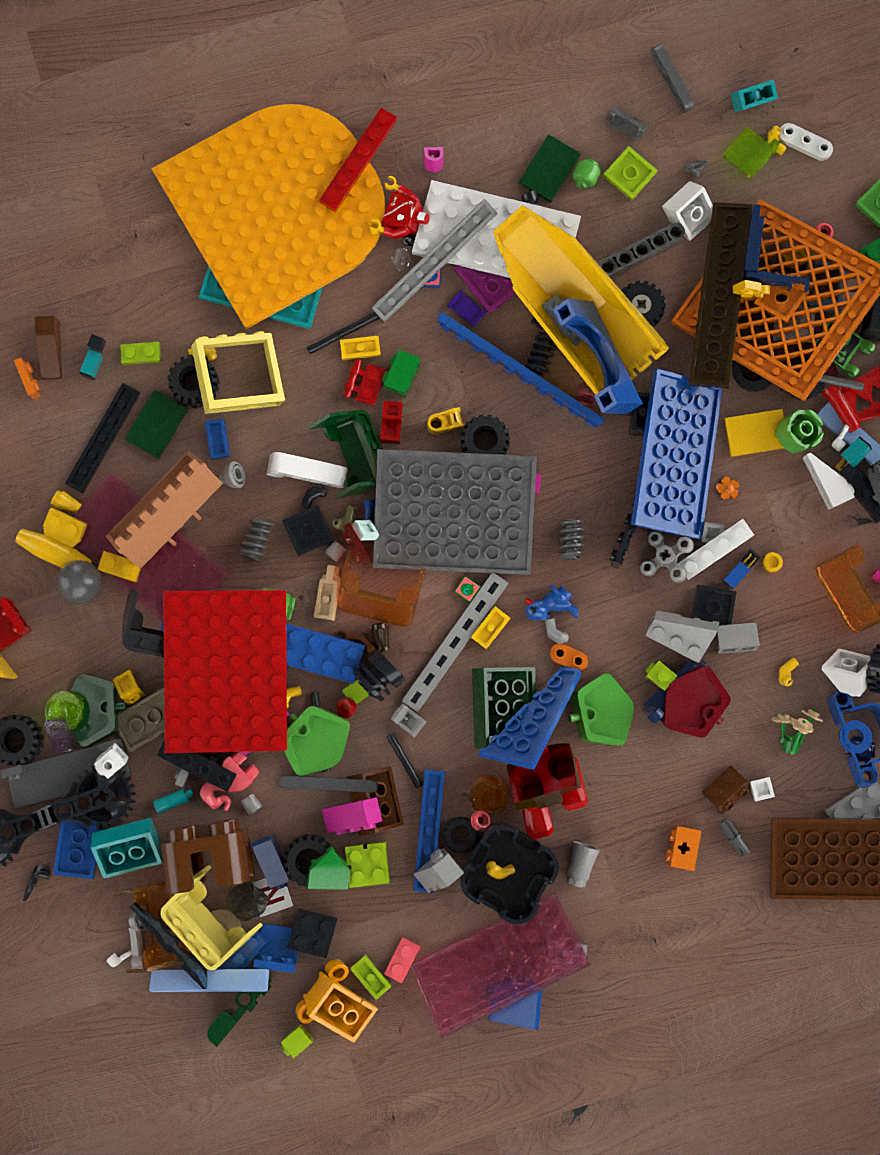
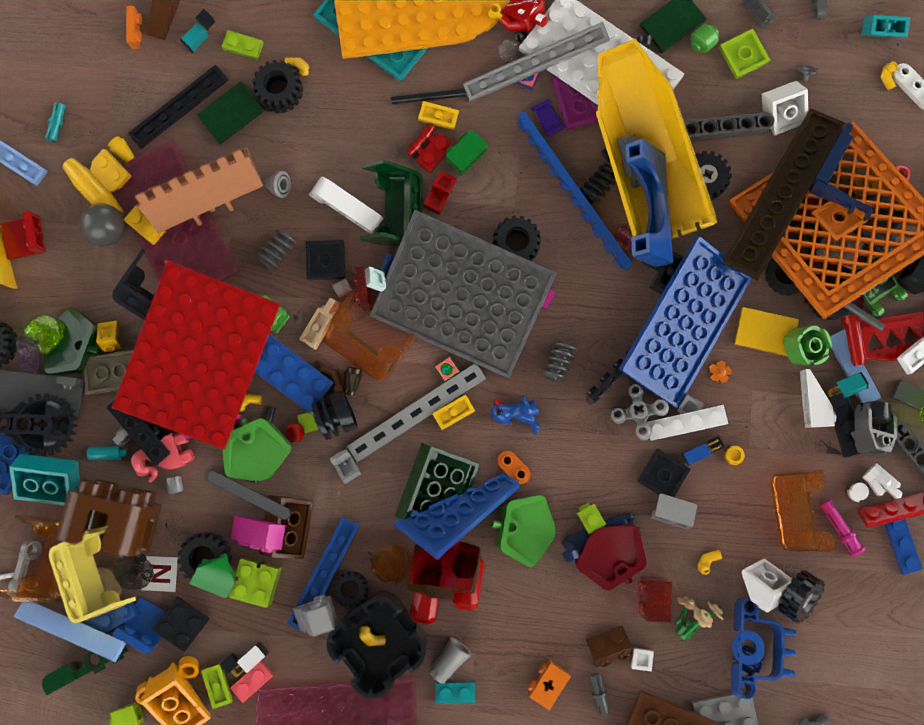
camera: 20 degrees right, 0 degrees up
(110, 761) = (61, 395): white brick -> none
(171, 945) = (48, 583): sword -> none
(217, 439) = (278, 146): blue plate -> none
(242, 403) = (310, 121): light yellow window -> none
(271, 861) = (169, 538): dark blue slope -> none
(316, 491) = (343, 228): black arm -> none
(348, 518) = (368, 261): olive arm -> none
(390, 942) = (247, 662): none -> piece
(404, 760) = (328, 501): black bar -> none
(447, 421) = (489, 211): yellow piece -> none
(485, 820) = (377, 584): coral plate -> none
(554, 634) = (508, 440): light grey arm -> none
(598, 891) = (455, 692): none -> teal plate
(682, 634) = (626, 488): light grey wedge -> none
(750, 152) = (861, 77): clear neon green bracket -> none
(750, 288) = (814, 196): yellow plate -> none
(751, 727) = (655, 599): none -> clear red brick
(838, 443) = (838, 370): white hand -> none

